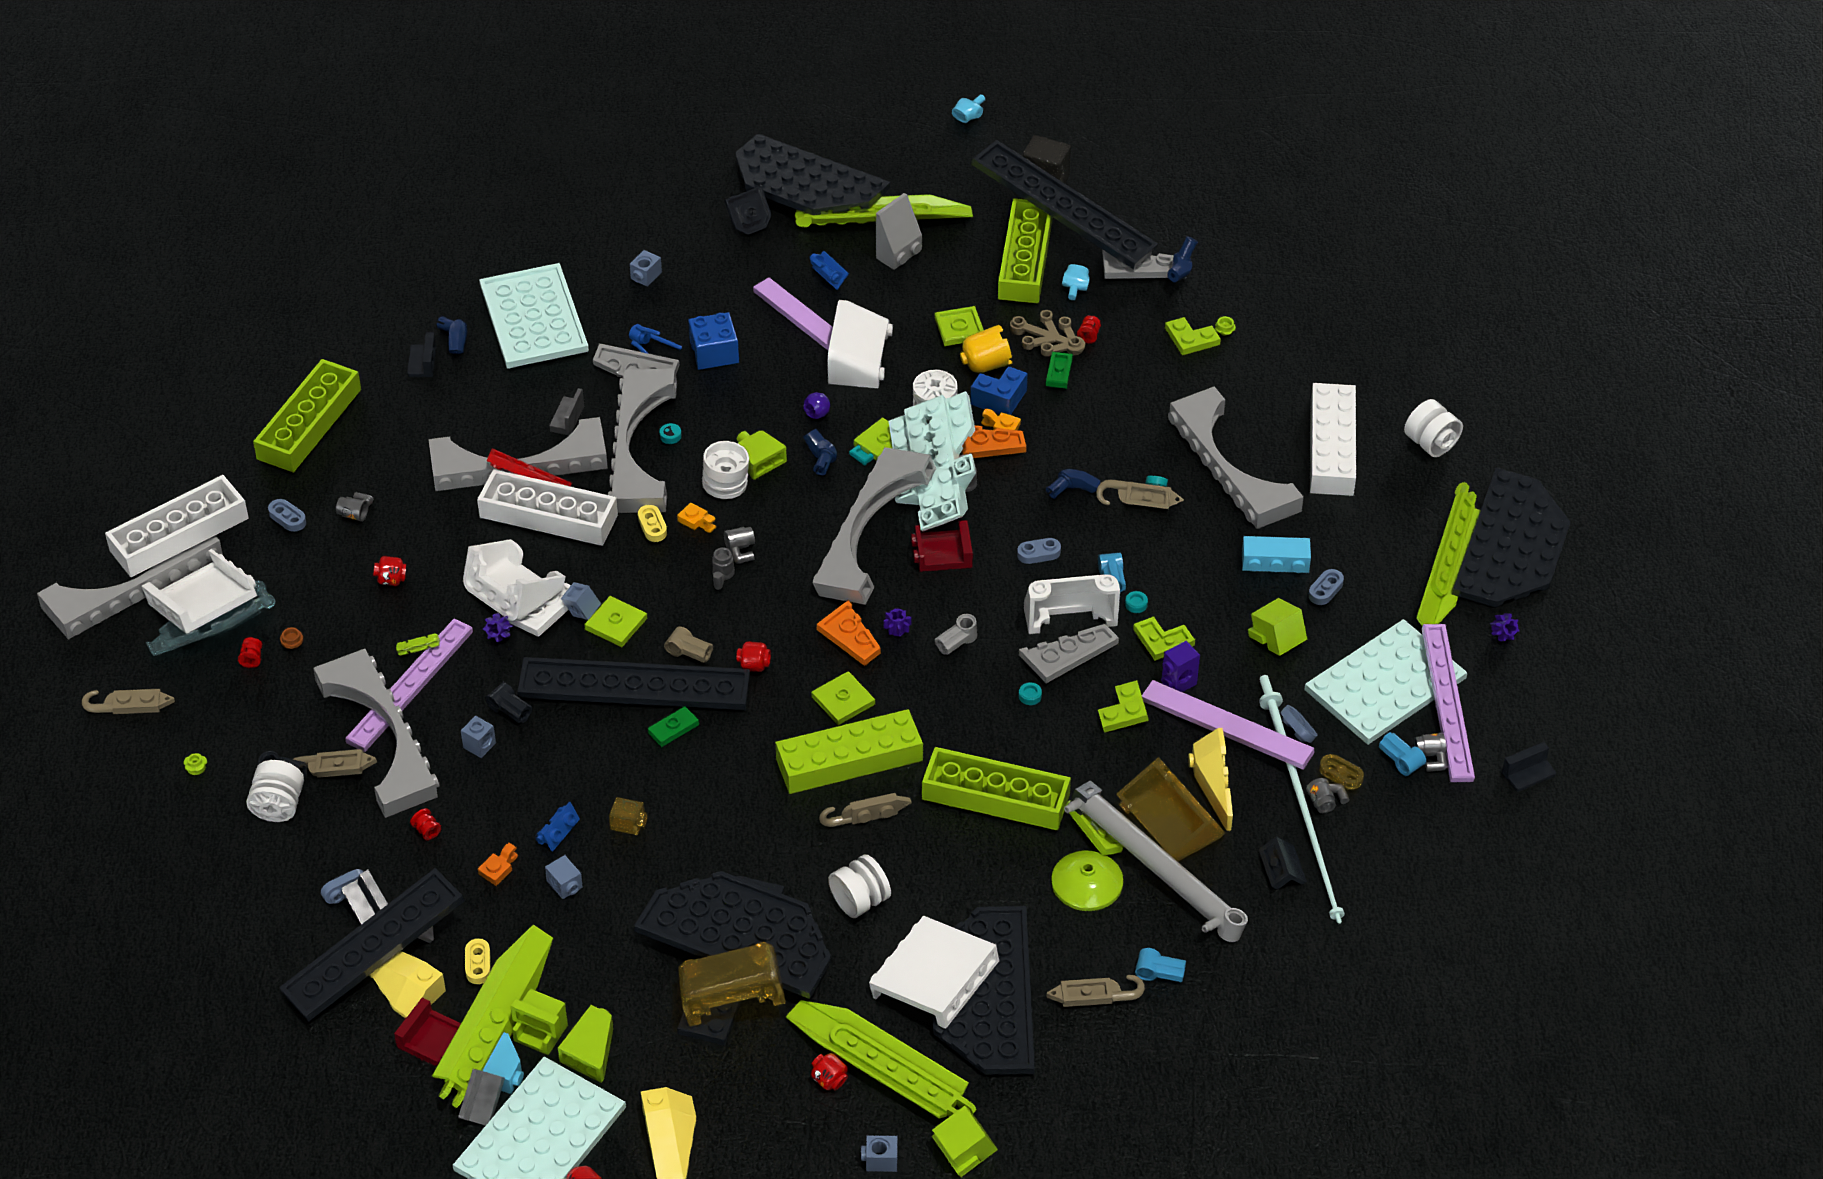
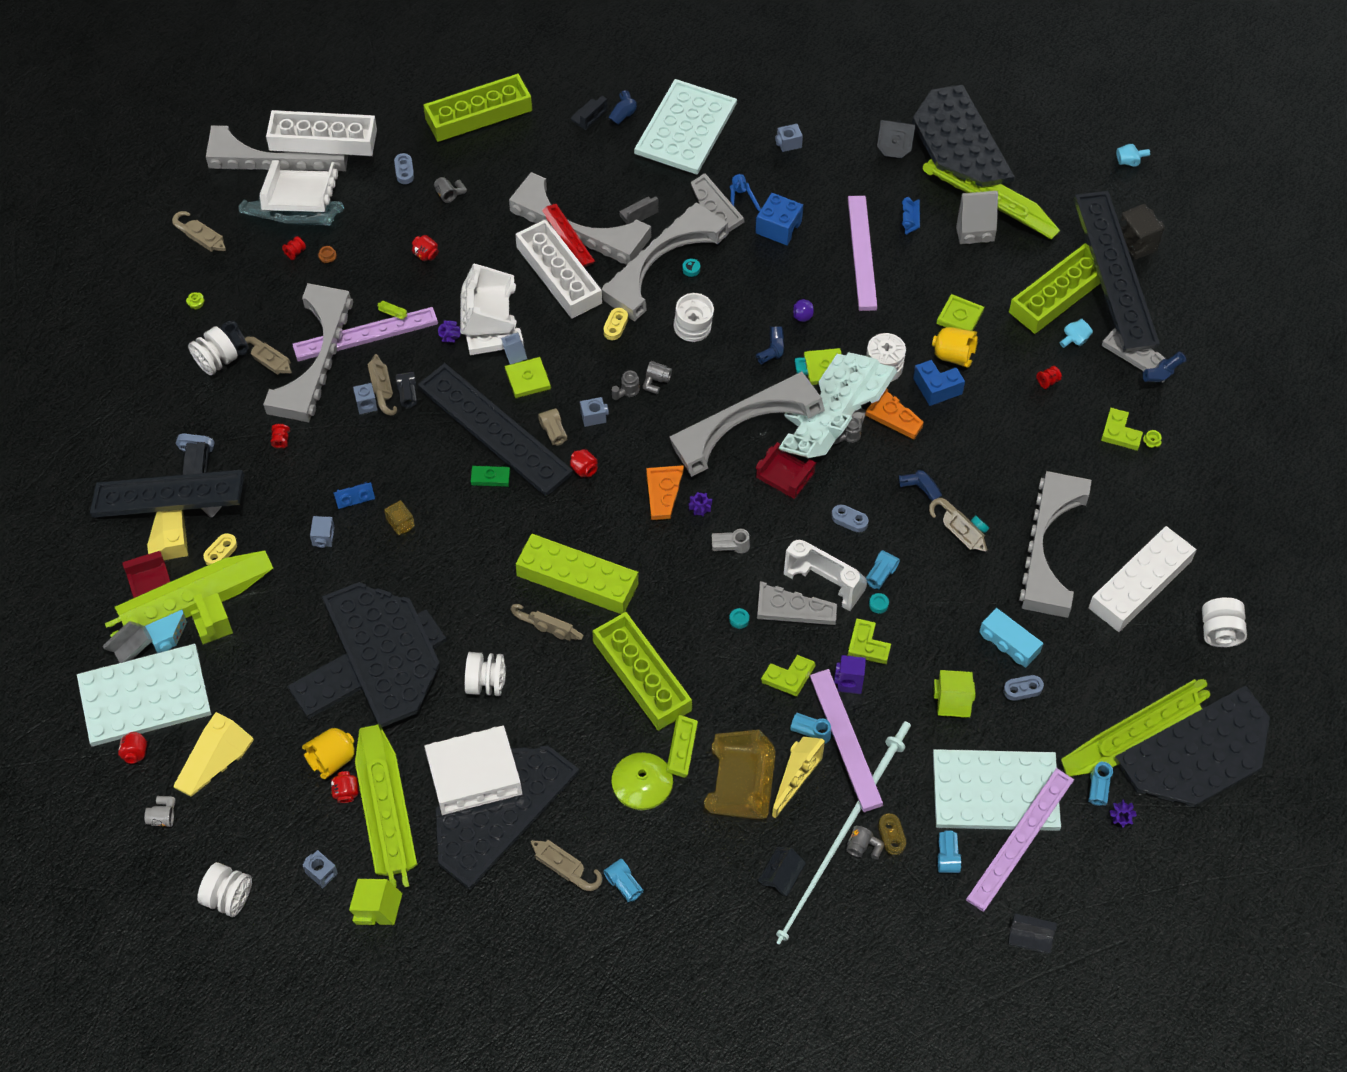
camera: 40 degrees right, 10 degrees up
(466, 708) = (381, 384): none -> dark tan plate
(496, 867) = (293, 494): orange plate -> none
(589, 1043) = (228, 655): lime slope -> none
(695, 516) = (648, 337): light orange plate -> none
(714, 609) = (590, 417): none -> sand blue brick
(729, 979) = (336, 678): clear yellow windscreen -> none
(763, 451) = (732, 320): lime torso -> none
(785, 1051) = (329, 751): none -> yellow cylinder
(843, 698) = (614, 533): lime plate -> none
(857, 346) = (870, 282): white windscreen -> none
(1002, 421) = (918, 407): light orange plate -> none
(1059, 370) = (997, 393): green plate -> none
(1070, 343) = (1016, 363): dark tan plant -> none
(1188, 734) = (810, 727): none -> dark azure piece
(1228, 920) = (688, 725): light grey piece -> none
(1302, 728) = (897, 776): sand blue plate -> none
(1433, 746) = (976, 863): flat silver piece -> none
(1460, 614) = (1100, 785): none -> dark azure piece

